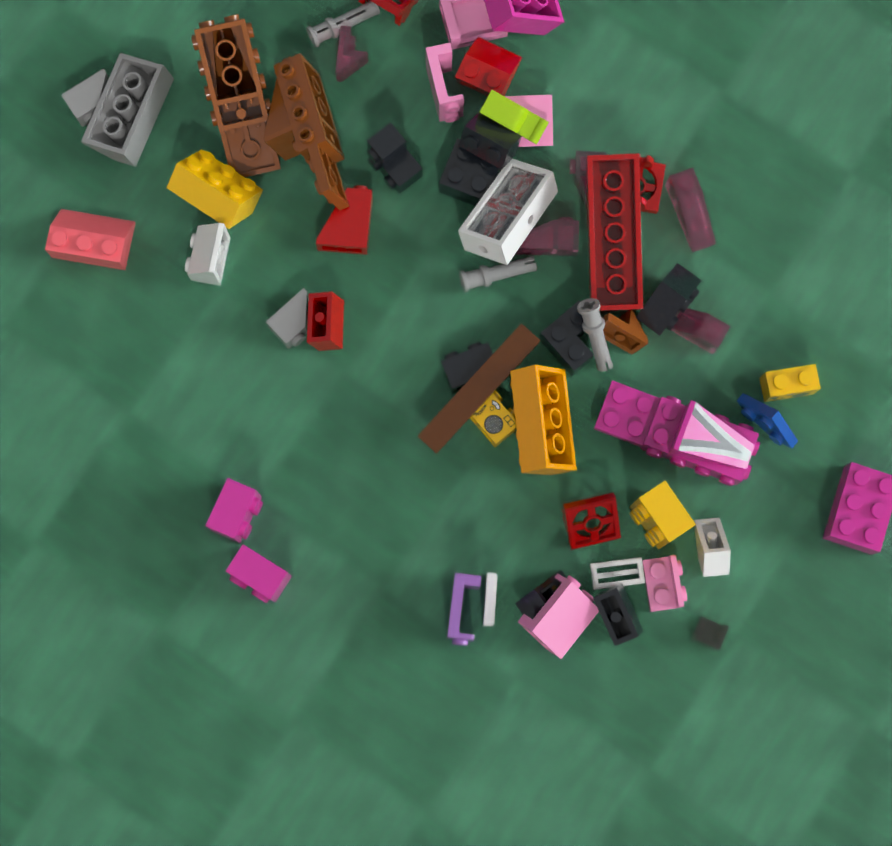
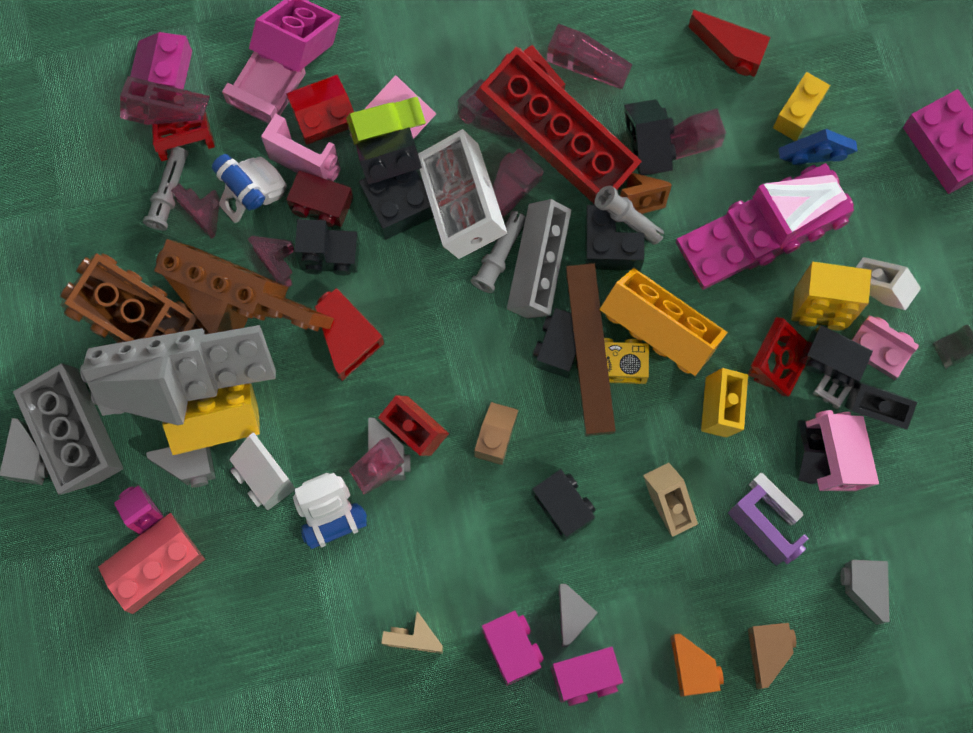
camera: 45 degrees left, 5 degrees down
(116, 199) = (137, 509): none -> dark pink slope
(171, 206) = (190, 467): none -> light grey slope
(194, 449) = (421, 640): none -> tan slope
(212, 134) = (166, 371): none -> light grey wedge
(220, 316) = (327, 510): none -> white piece
(274, 321) = (377, 466): none -> clear pink slope
(293, 534) = (574, 614): none -> light grey slope
(327, 642) = (695, 668): none -> orange slope
(358, 128) = (270, 253): none -> clear pink slope
(360, 464) = (563, 504): none -> black brick
(370, 378) = (496, 433): none -> medium nougat slope
(383, 681) = (770, 651): none -> medium nougat slope
(391, 69) = (249, 182): none -> white piece
(425, 125) = (319, 199): none -> dark red brick
(427, 530) = (671, 499): none -> tan slope
(484, 710) = (868, 587): none -> light grey slope
(513, 302) = (539, 259): none -> light grey brick
(524, 509) = (724, 403): none -> yellow brick
(623, 556) = (835, 357): none -> black brick
(795, 302) = (733, 44): none -> red slope

